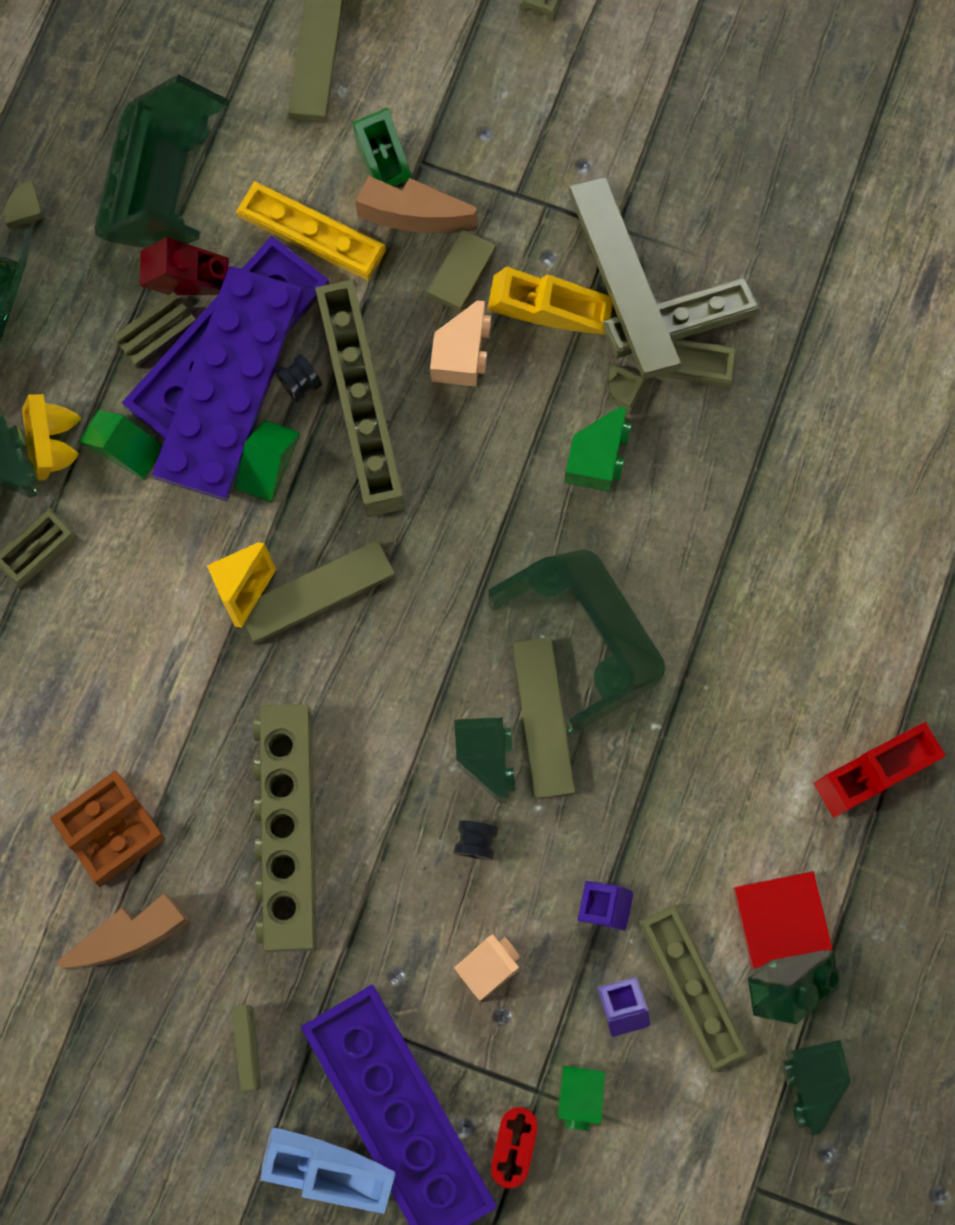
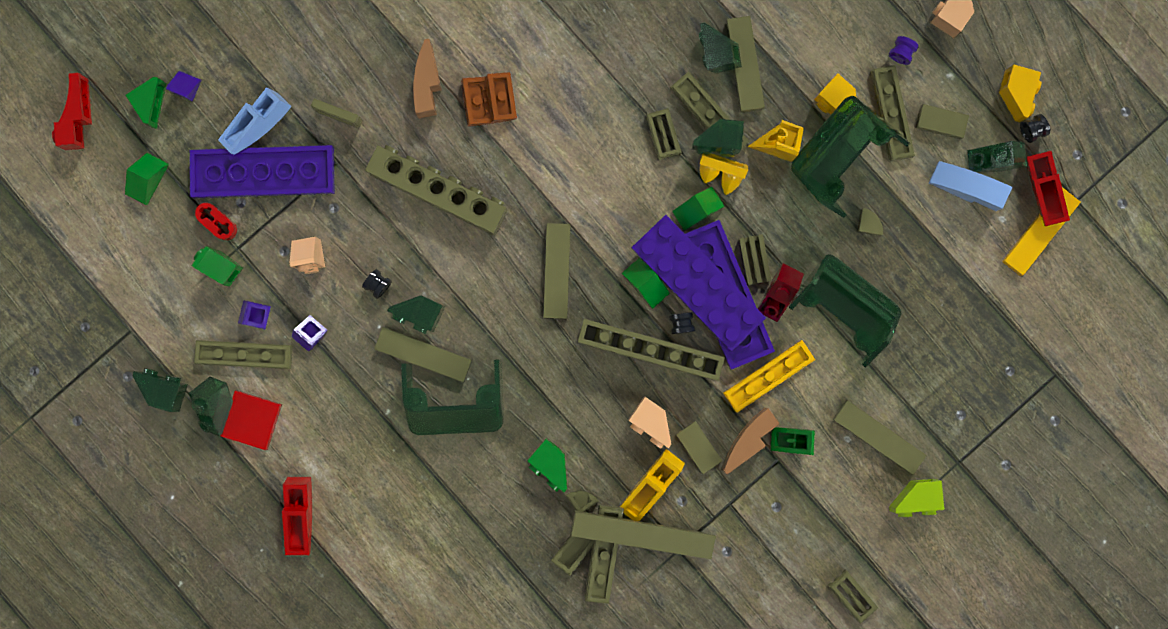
camera: 115 degrees right, 10 degrees up
(242, 580) = (582, 233): yellow slope -> none

